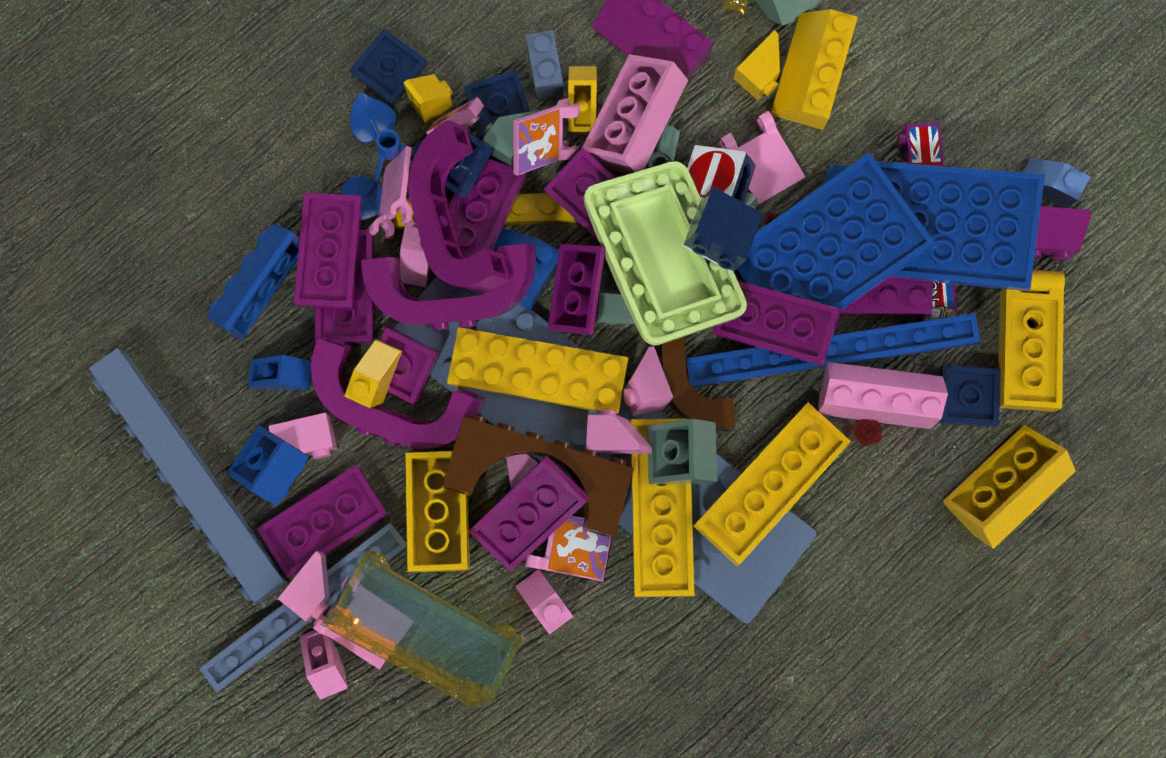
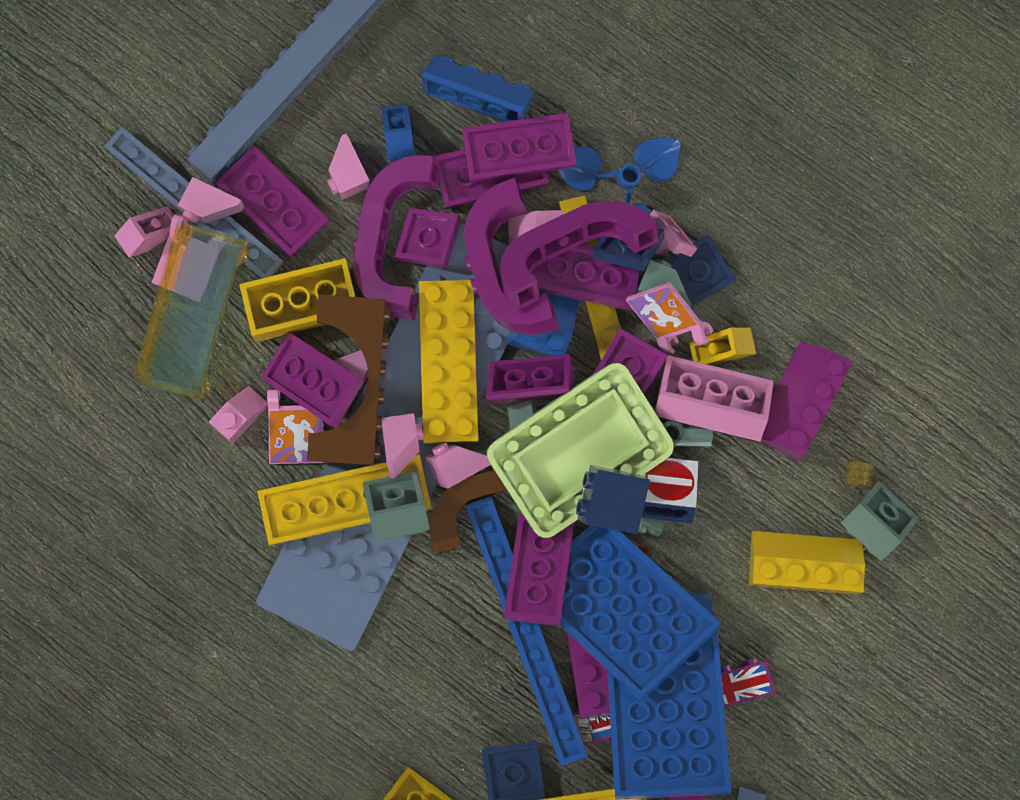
camera: 75 degrees right, 0 degrees up
(267, 465) = (311, 141): blue slope -> none
(373, 375) = (411, 214): yellow slope -> none
(387, 66) = (711, 162): dark blue plate -> none
(394, 194) = (584, 193): bright pink flag -> none
(428, 96) = (689, 204): yellow slope -> none
(544, 64) = (747, 304): sand blue brick -> none
(761, 68) = (793, 511): yellow slope -> none
(772, 484) = (388, 598): yellow plate -> none
(774, 162) = (704, 538): bright pink flag -> none
(861, 435) = (464, 677): clear red plate -> none
(882, 395) = (493, 684): bright pink slope -> none

